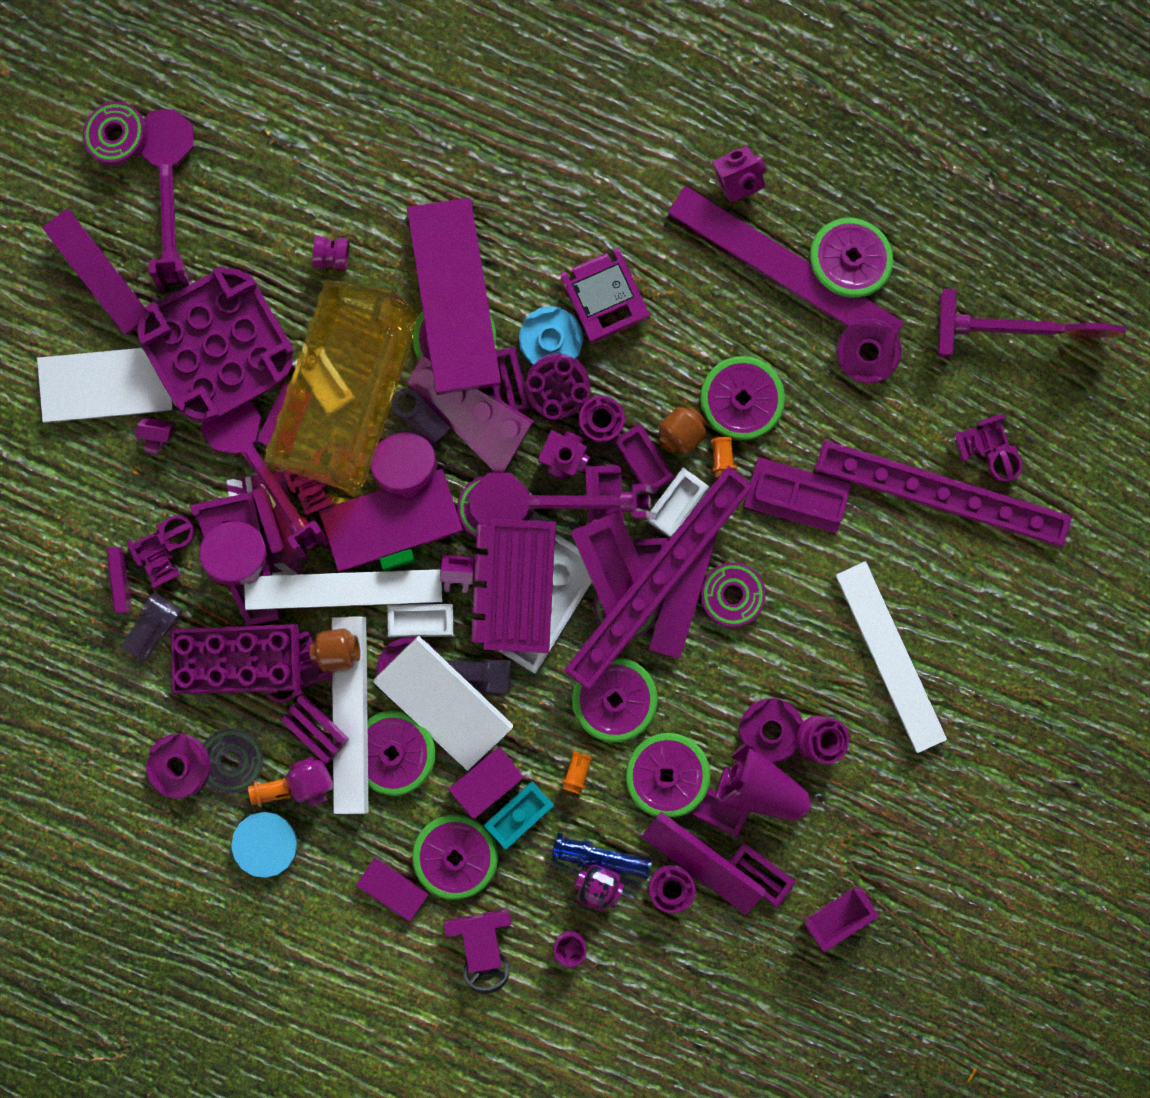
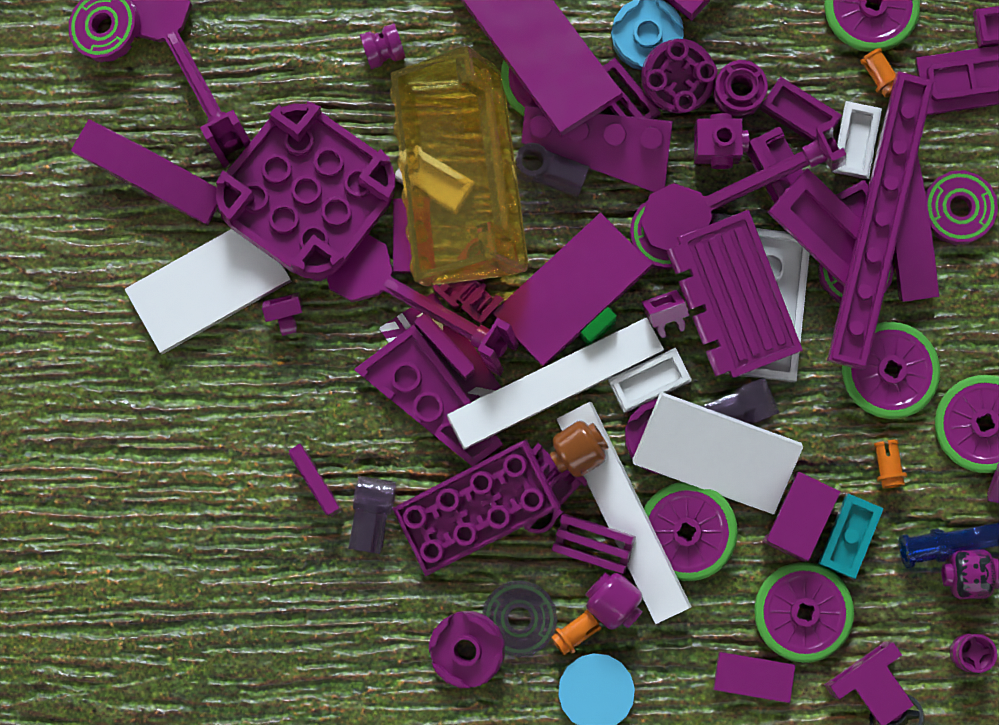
camera: 15 degrees left, 5 degrees down
(153, 550) = (337, 434): magenta piece -> none
(233, 553) = (425, 395): magenta tile -> none
(404, 463) = (559, 224): magenta tile -> none
(682, 430) = (828, 63): dark orange head -> none

